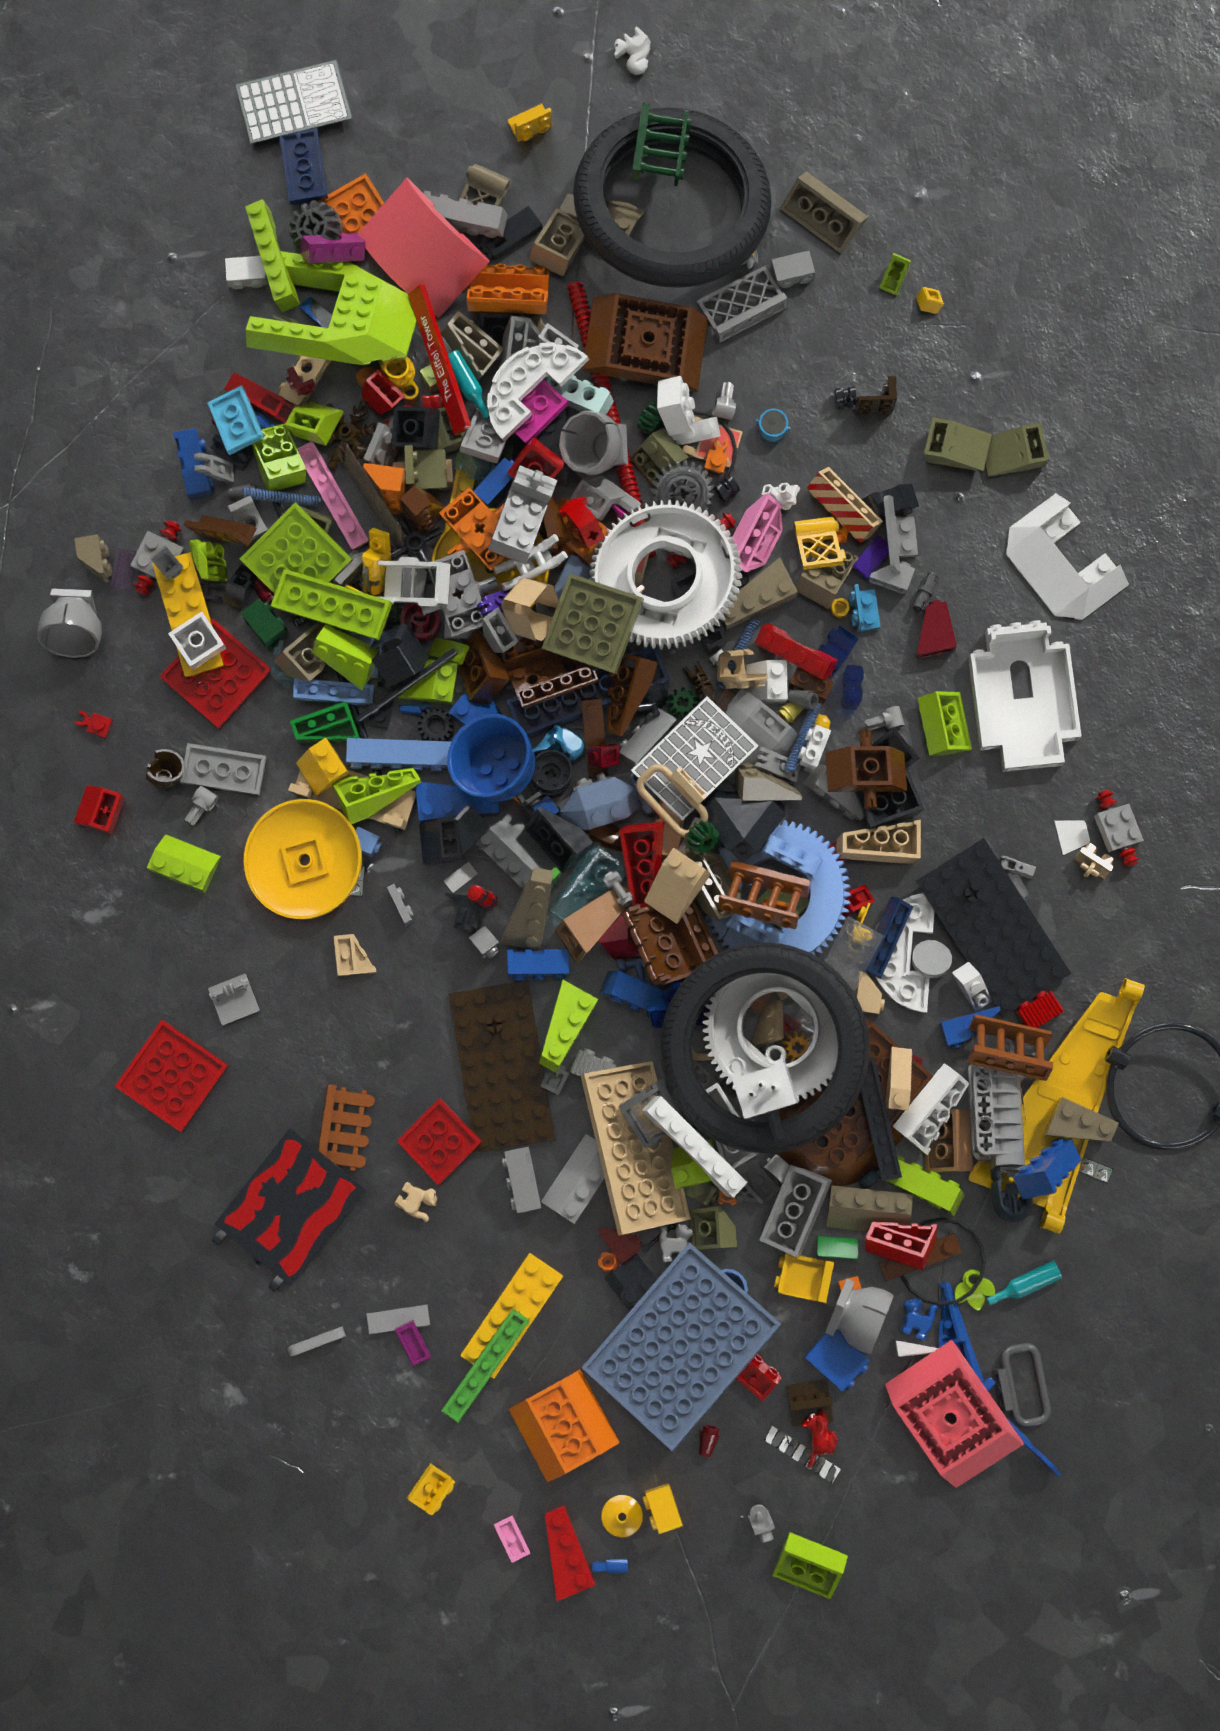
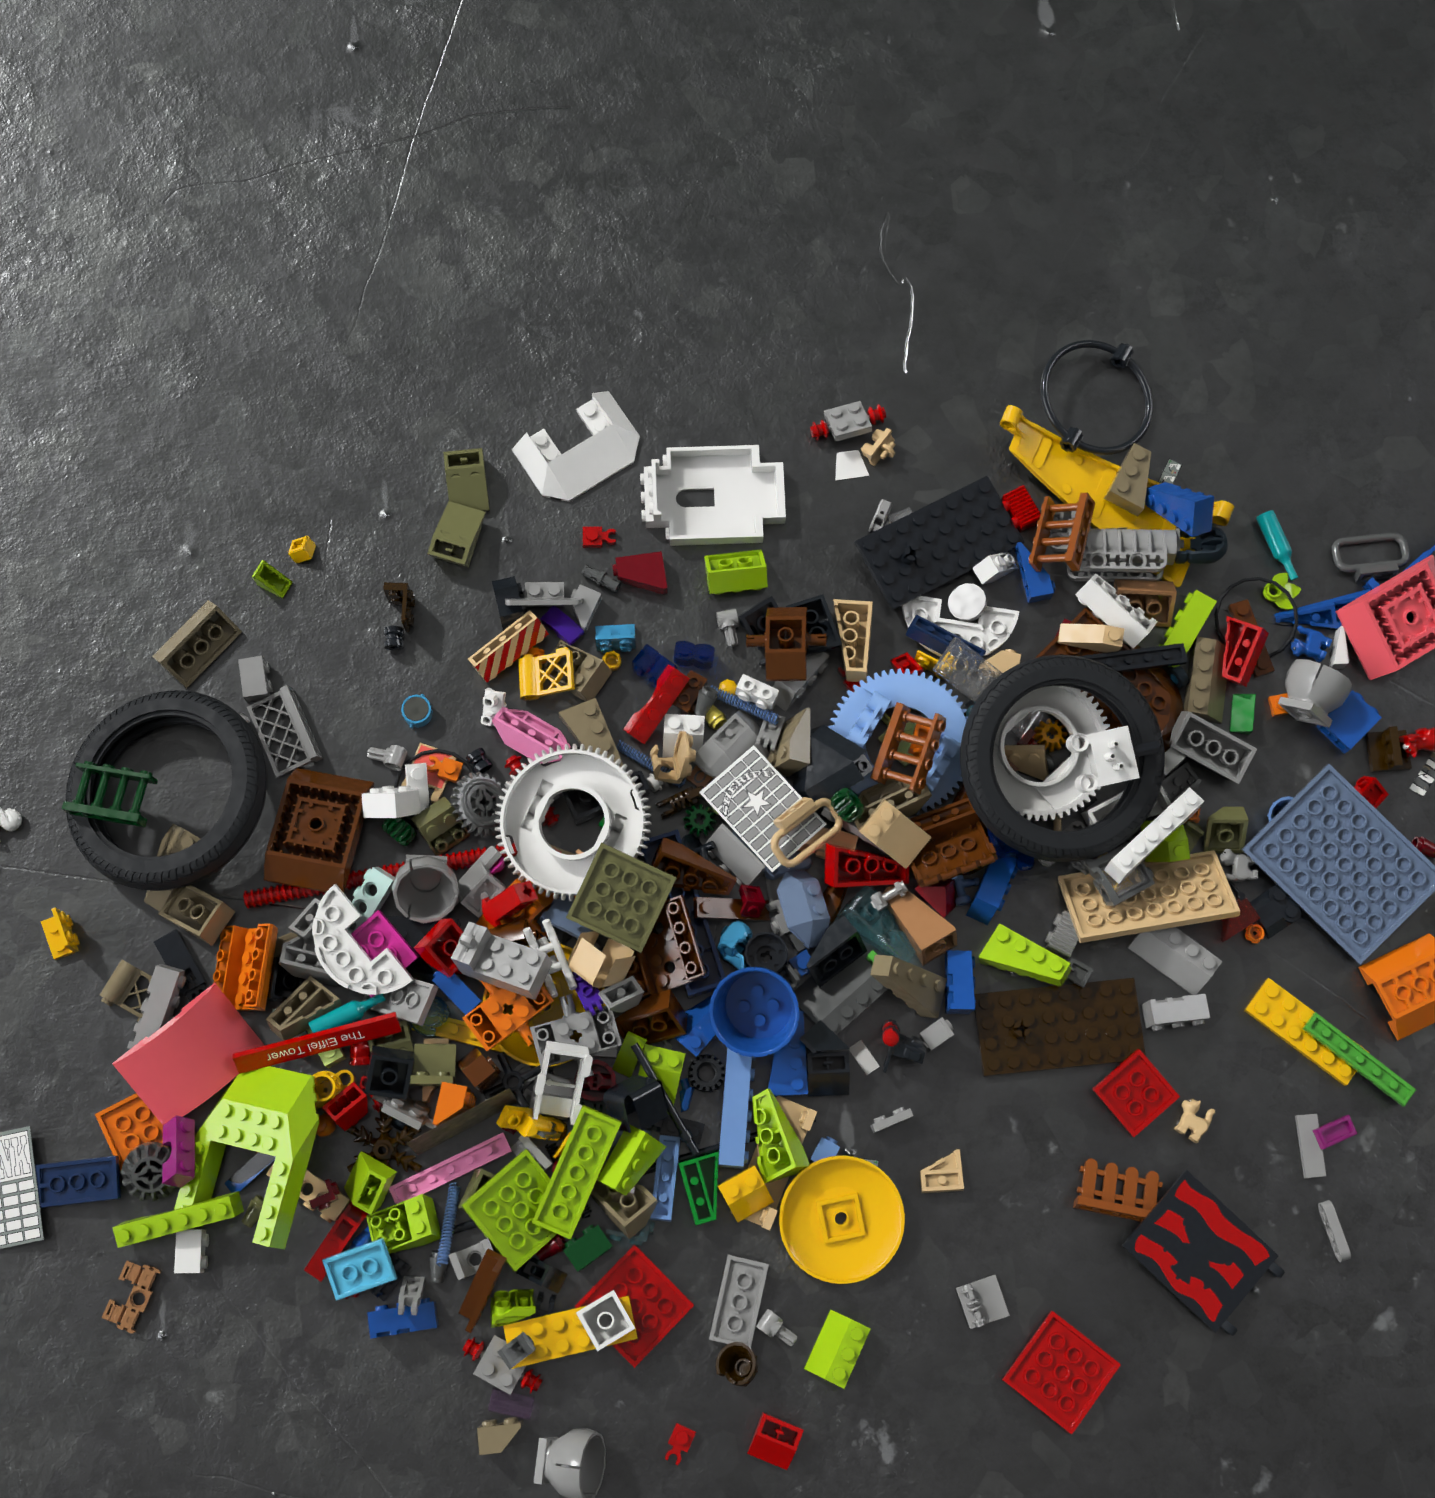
camera: 90 degrees left, 5 degrees down
(219, 235) = (125, 1315): none -> medium nougat piece
(804, 1277) = (1273, 745): yellow panel -> none
(969, 581) = (594, 537): none -> red plate

